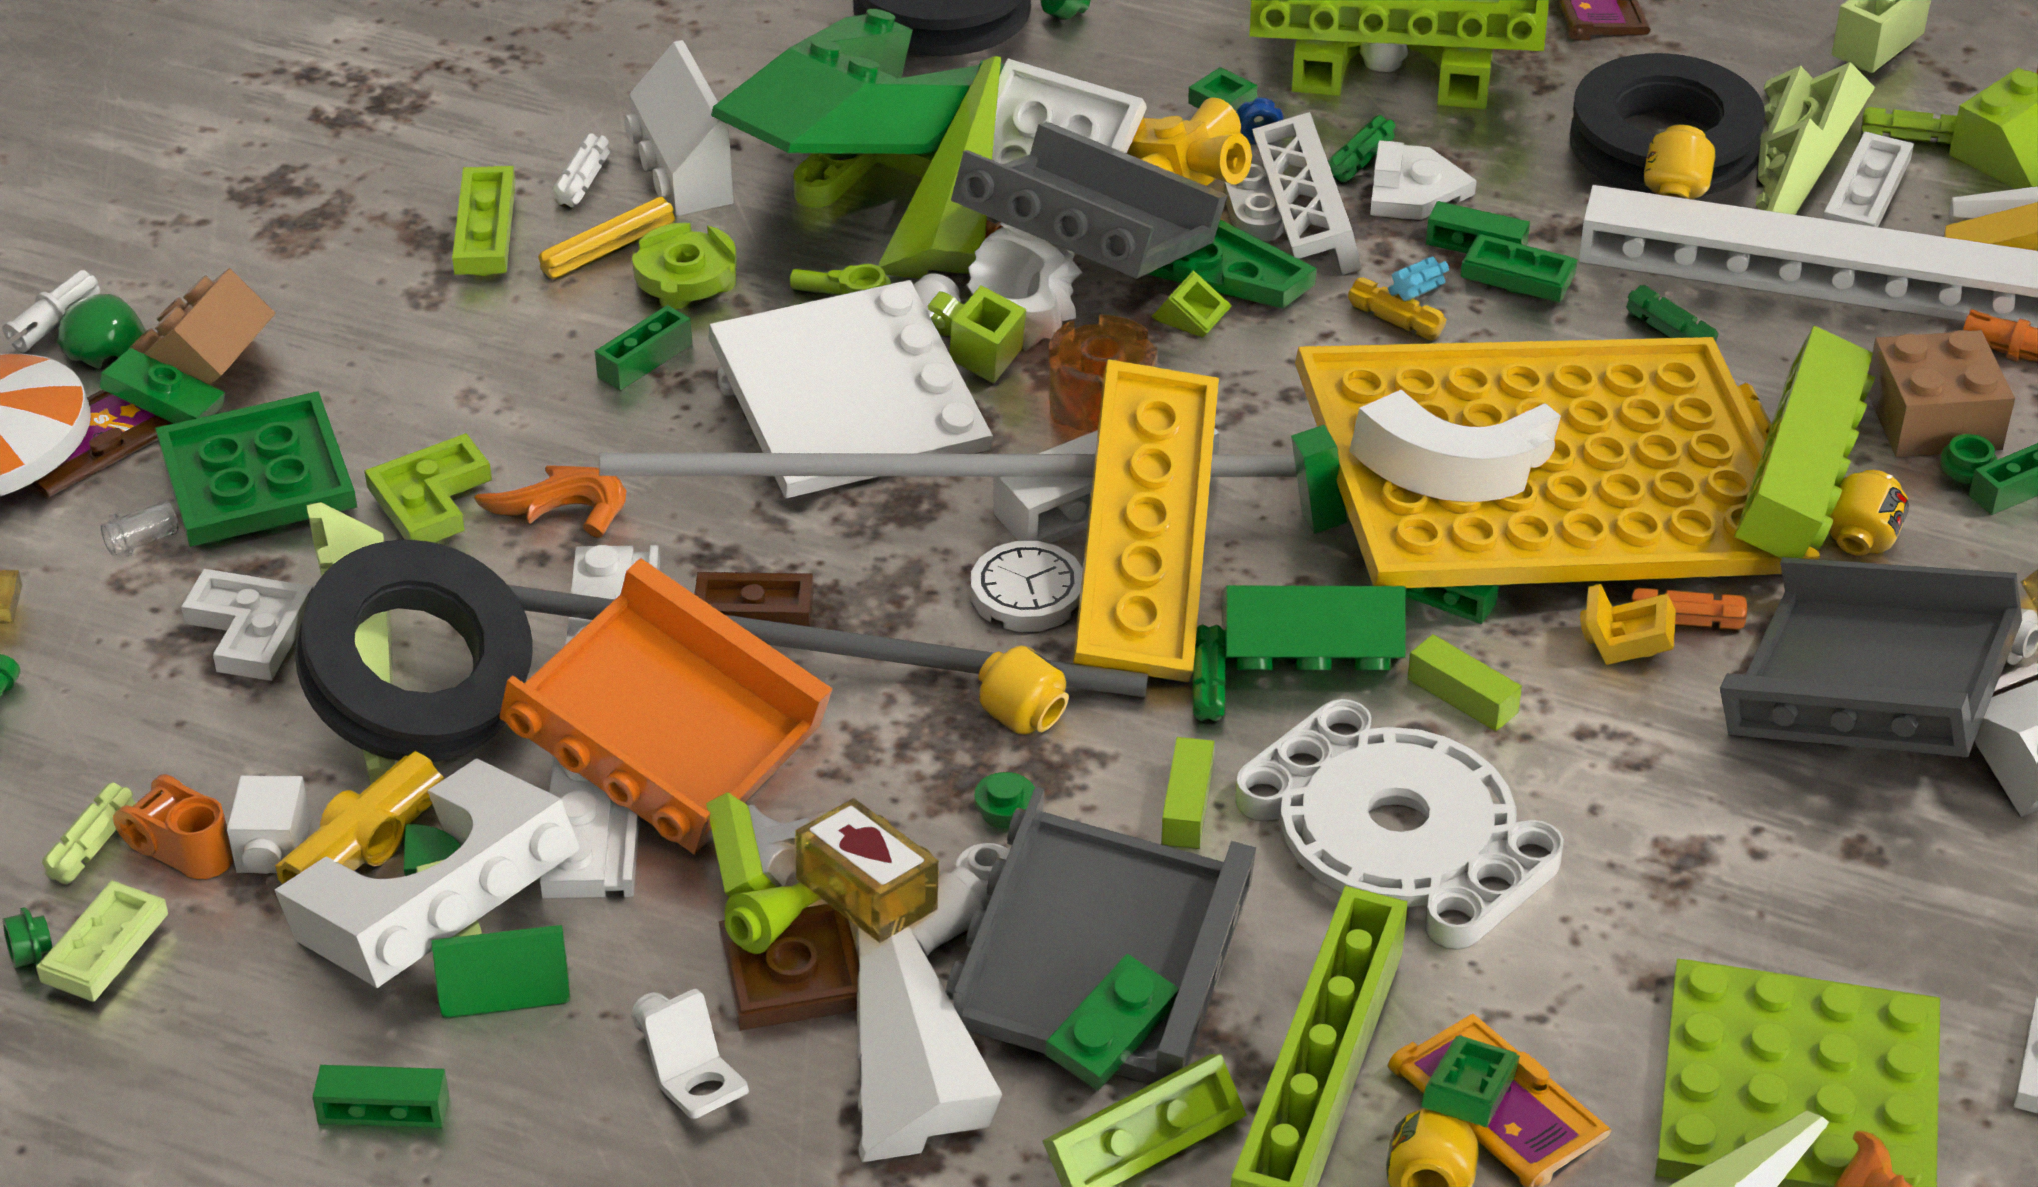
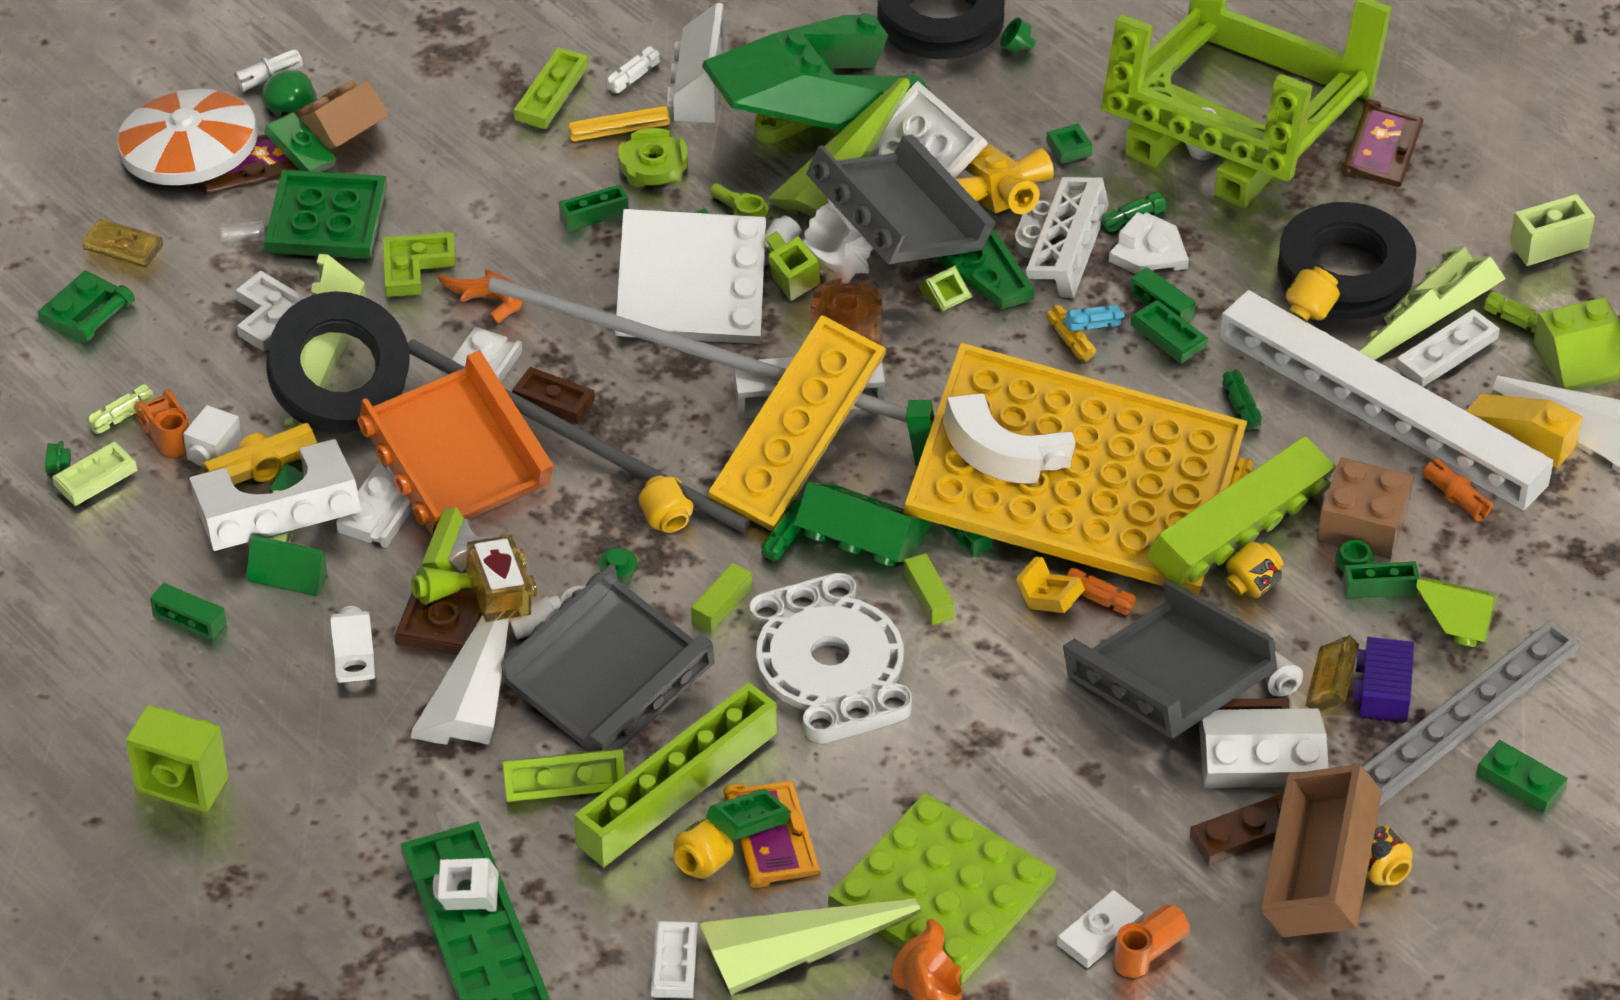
camera: 25 degrees right, 5 degrees up
(1026, 585) = (713, 437): white tile -> none
(1112, 1022) = (580, 711): green plate -> none
(1258, 107) = (1079, 167): blue plate -> none

